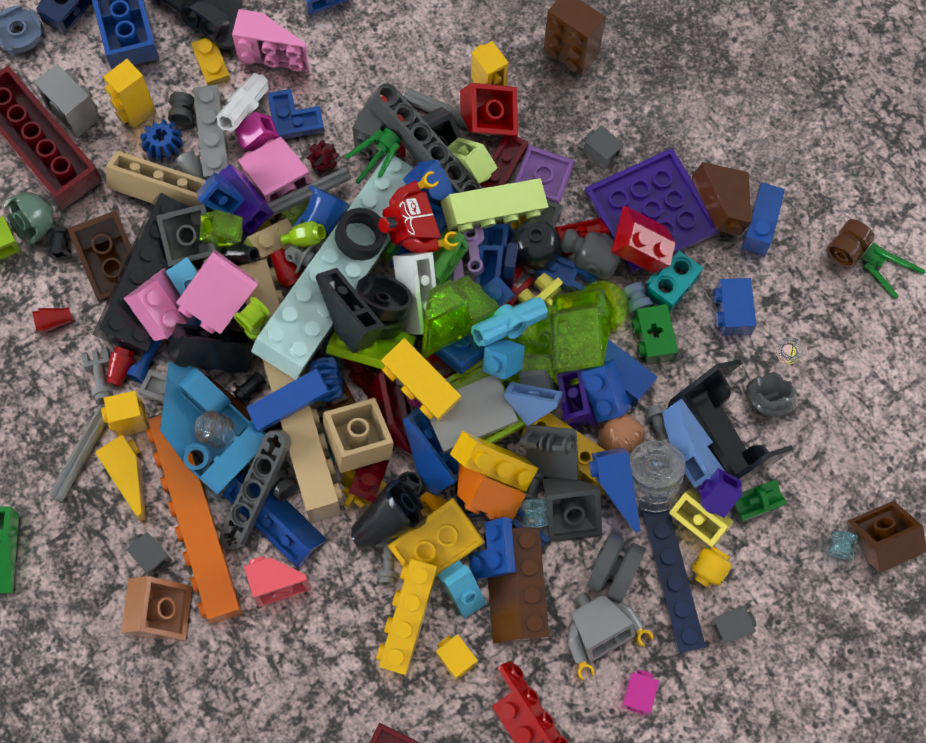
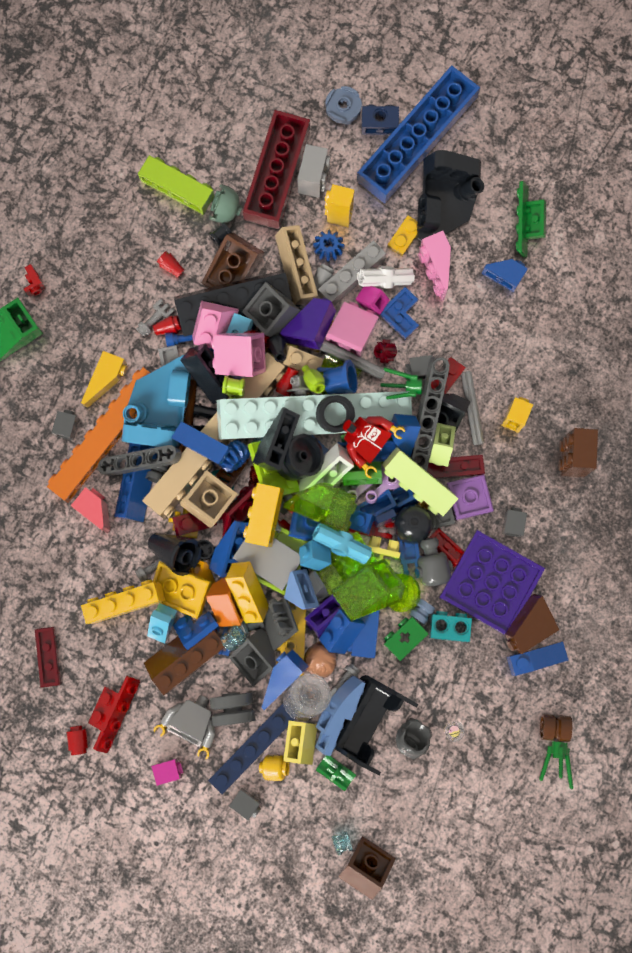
camera: 60 degrees right, 10 degrees up
(78, 456) = (101, 342): light grey axle -> none
(125, 414) = (137, 351): yellow brick -> none
(156, 608) = (36, 452): nougat slope -> none
(181, 106) = (358, 241): dark grey wheel -> none
(214, 429) = (159, 411): clear head -> none
(220, 194) = (302, 310): blue slope -> none
(221, 228) = (280, 327): clear neon green brick -> none
(455, 656) = (119, 646): yellow brick -> none
(490, 109) = (486, 435): red slope -> none
(643, 241) = (461, 591): red slope -> none
(720, 493) = (317, 746): dark purple brick -> none
(735, 306) = (459, 678): blue brick -> none

